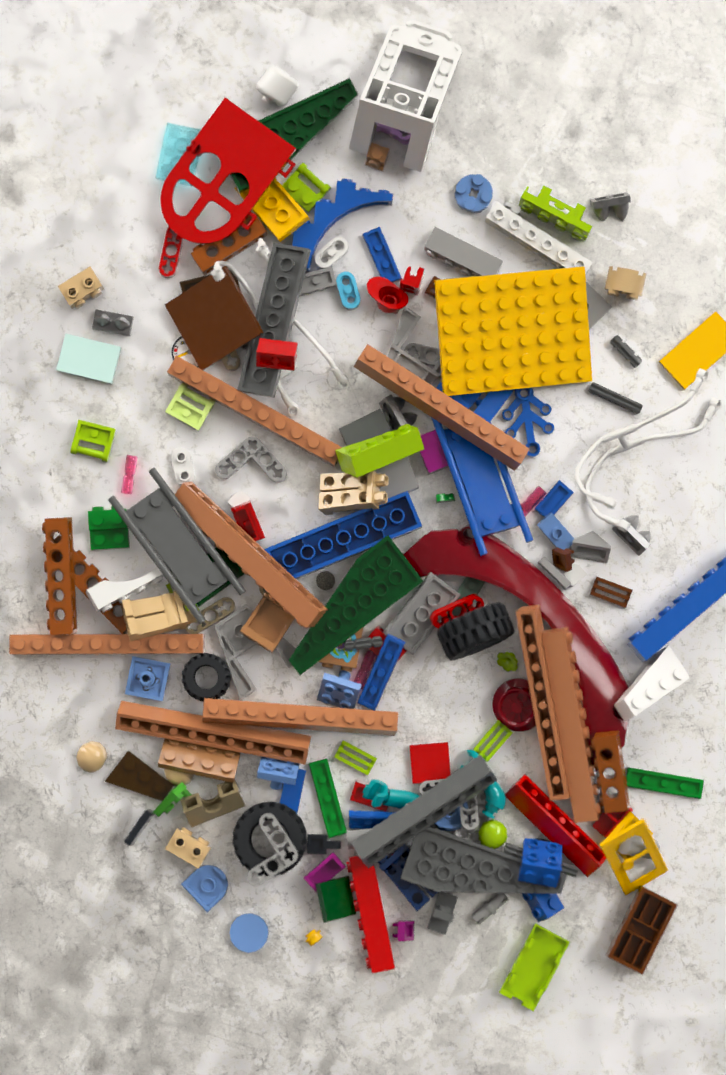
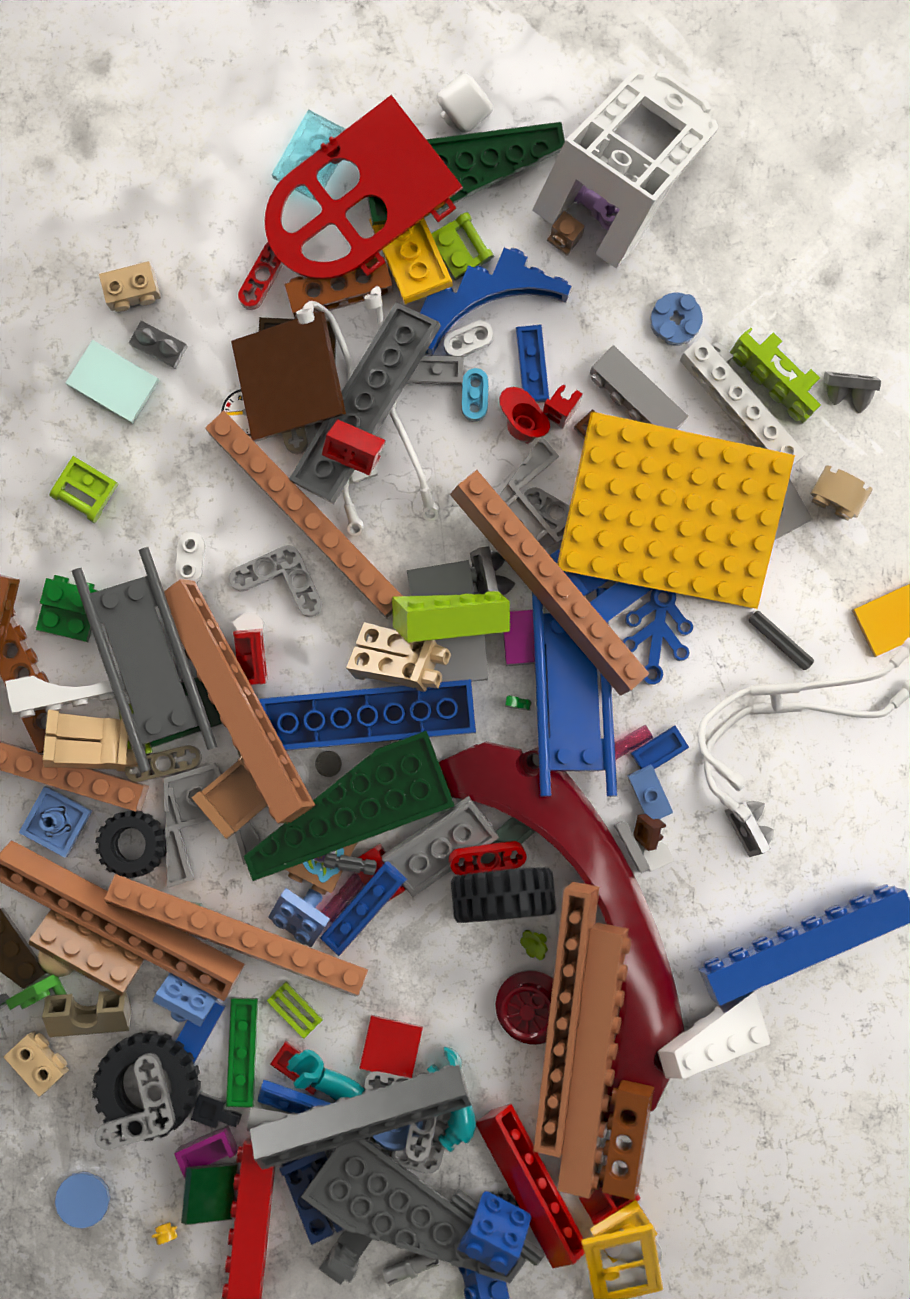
camera: 15 degrees right, 0 degrees up
(128, 478) = (117, 546): clear pink piece -> none
(186, 412) = (216, 489): yellowish green plate -> none
(207, 886) = (47, 1119): medium blue tile -> none
(405, 930) = (288, 1264): magenta tile -> none
(492, 834) = (444, 1170): lime hair -> none
(503, 728) = (463, 1055): lime tile -> none
(591, 547) = (690, 827): light grey slope -> none
(614, 585) = (716, 907): reddish brown tile -> none
(625, 351) = (813, 583): dark grey axle -> none
(664, 783) = (693, 1171): green tile -> none

